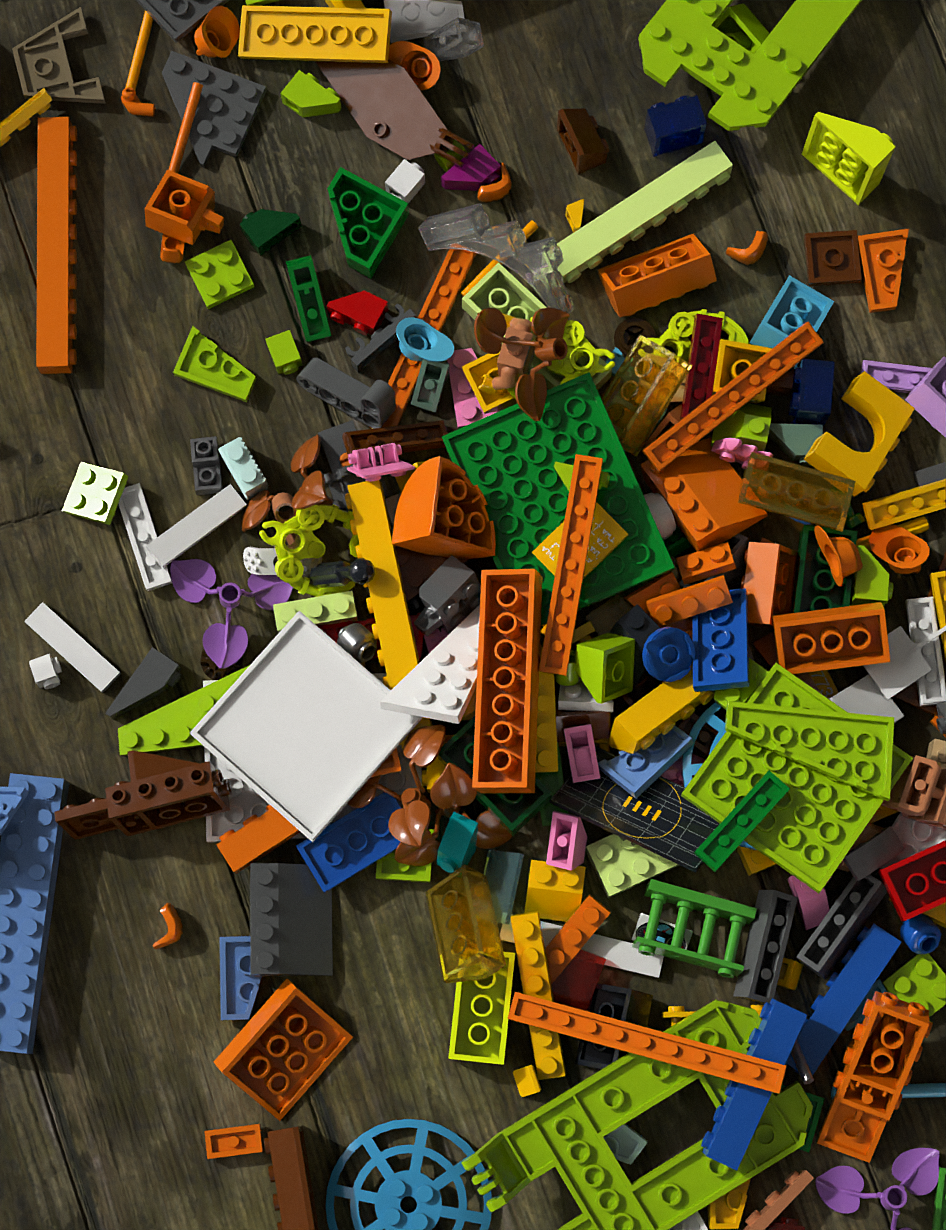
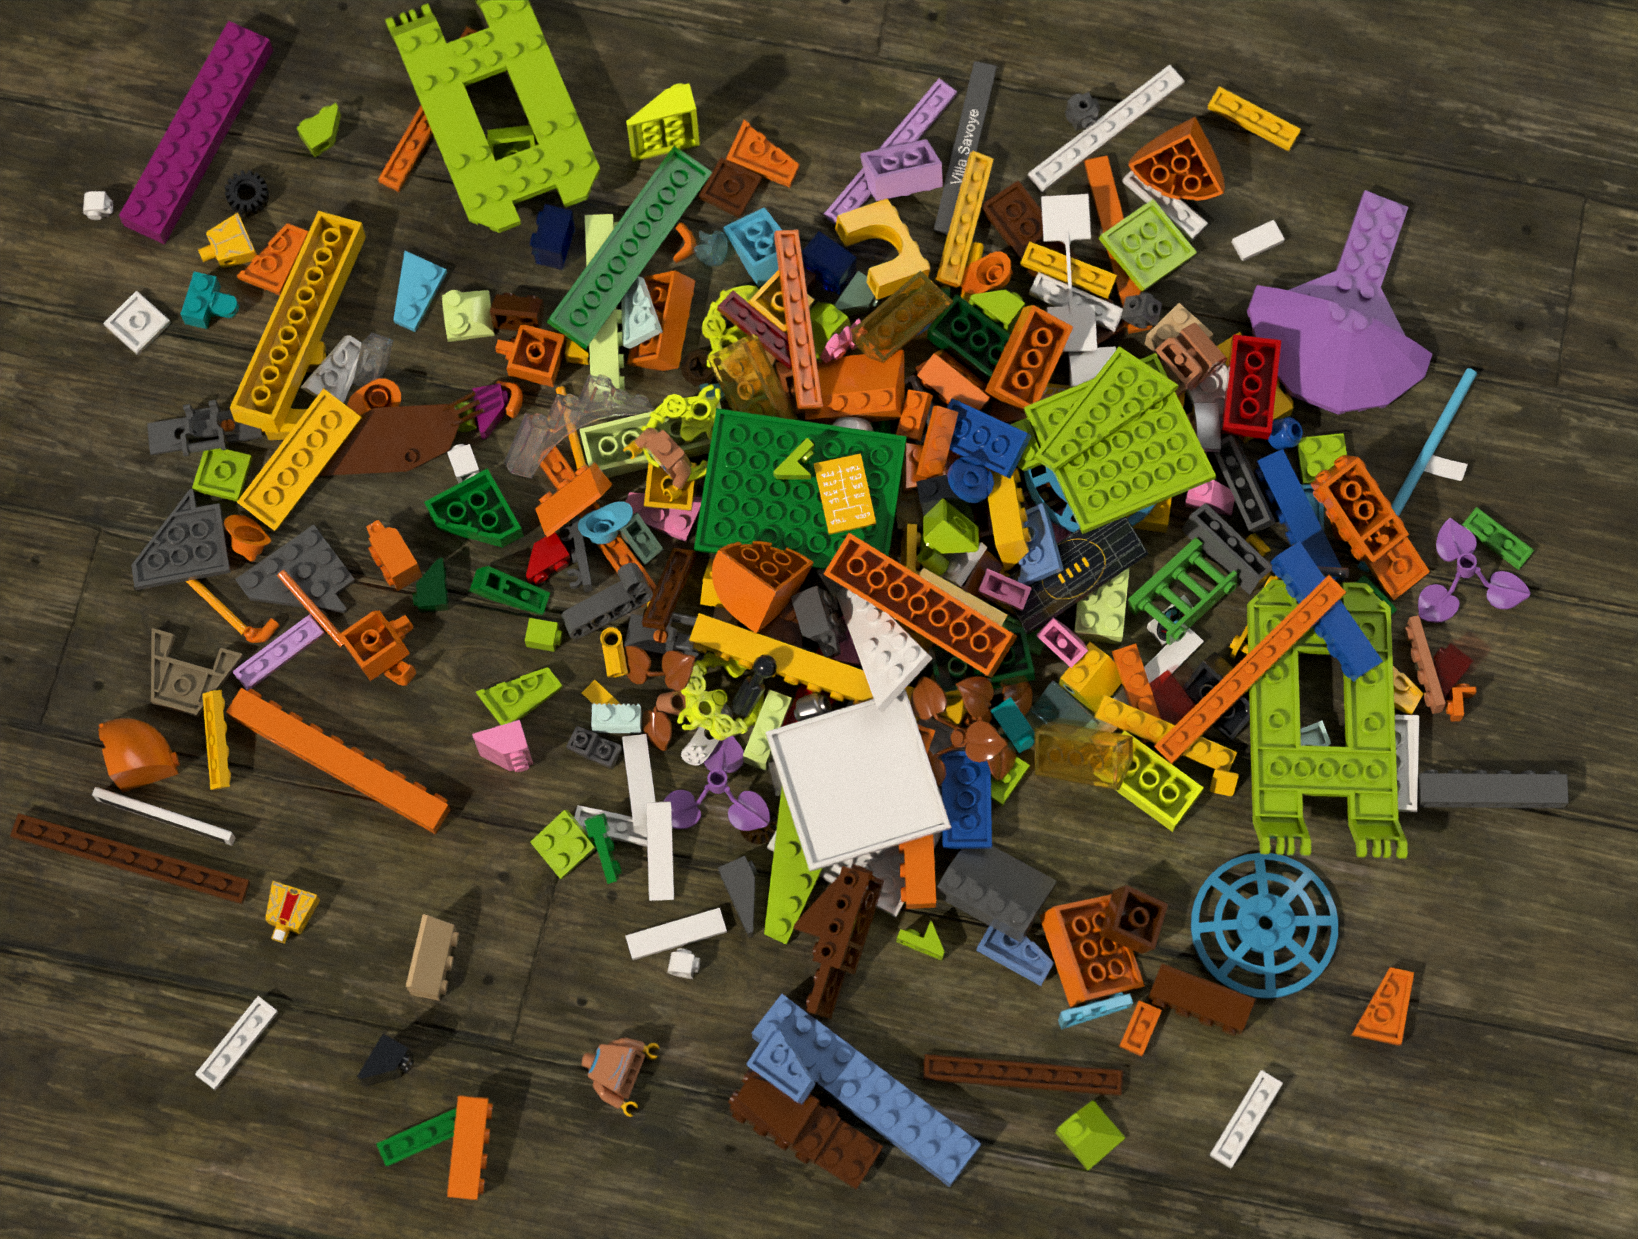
camera: 60 degrees left, 5 degrees down
(102, 1152) = (1090, 1135): none -> lime slope
(121, 515) = (597, 827): none -> green plate
(125, 1054) = (1023, 1075): none -> reddish brown tile
(126, 131) = (278, 652): none -> lavender tile
(138, 583) = (659, 850): none -> white tile
(150, 384) = (505, 746): none -> bright pink slope
(174, 926) = (944, 977): orange hair -> none
(197, 889) = (928, 945): none -> lime slope
(207, 1067) = (1094, 1010): none -> medium azure wing
(219, 274) = (444, 649): lime plate -> none
(259, 443) = (597, 694): none -> yellow sticker
(274, 172) = (393, 554): none -> orange hinge
(303, 429) = (614, 654): none -> yellow piece
(308, 97) = (345, 496): lime slope -> none
(333, 1072) = (1133, 919): none -> reddish brown brick
(386, 462) = (684, 608): bright pink hinge -> none
(426, 296) = (571, 497): none -> orange slope
(548, 39) = (416, 290): none -> medium azure wing
(549, 93) = (467, 315): none -> yellowish green slope
(549, 328) = (662, 418): dark orange plant -> none
(551, 166) = (523, 352): none -> orange hinge
(571, 565) = (861, 506): orange plate -> none
(649, 248) = (638, 315): none -> light aqua wing
(708, 199) = (629, 247): none -> green plate
(741, 821) = (1130, 498): green plate -> none
(760, 279) = (712, 248): none -> clear light blue piece
(840, 554) = (968, 315): orange piece -> none

